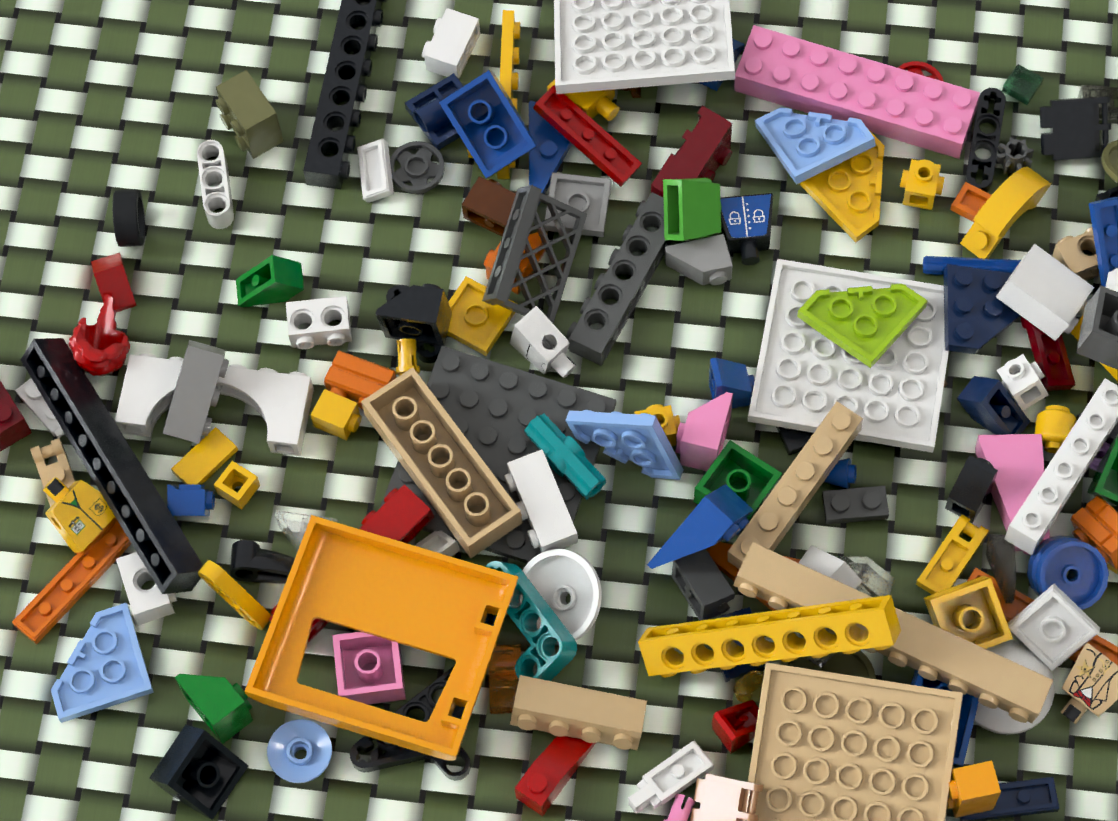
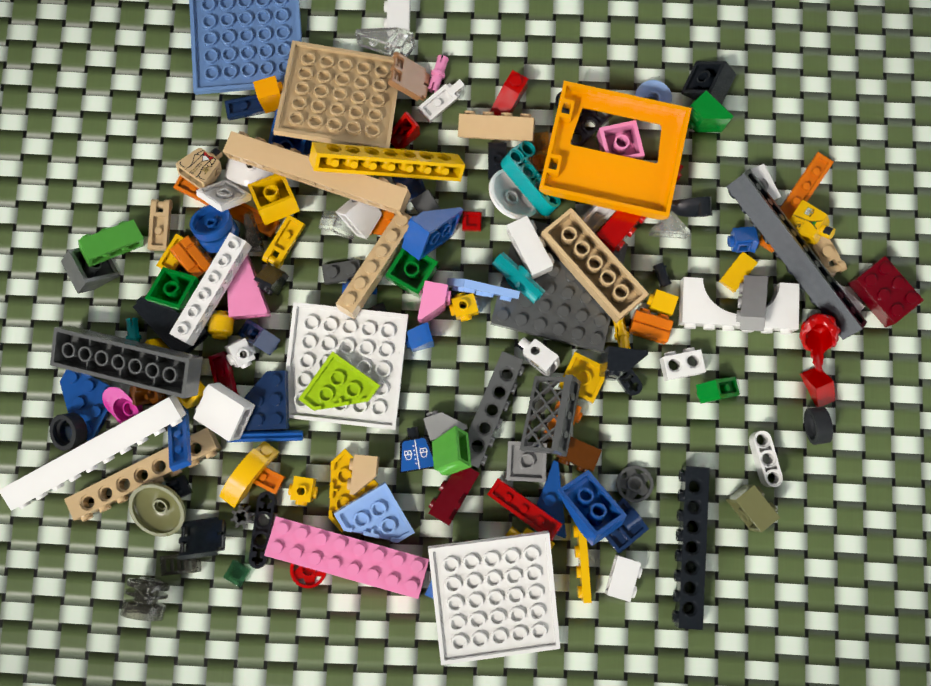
camera: 175 degrees right, 15 degrees up
(103, 667) = (774, 138): light blue plate -> none
(233, 477) = (721, 250): yellow plate -> none
(234, 594) = (706, 178): yellow beam -> none
(329, 460) = (661, 274): none -> black pin
(375, 170) = (661, 478): white tile -> none
(584, 666) = (496, 153): none -> black plate
(633, 571) = (471, 221): none -> red tile
(826, 196) = (364, 471): none -> tan slope

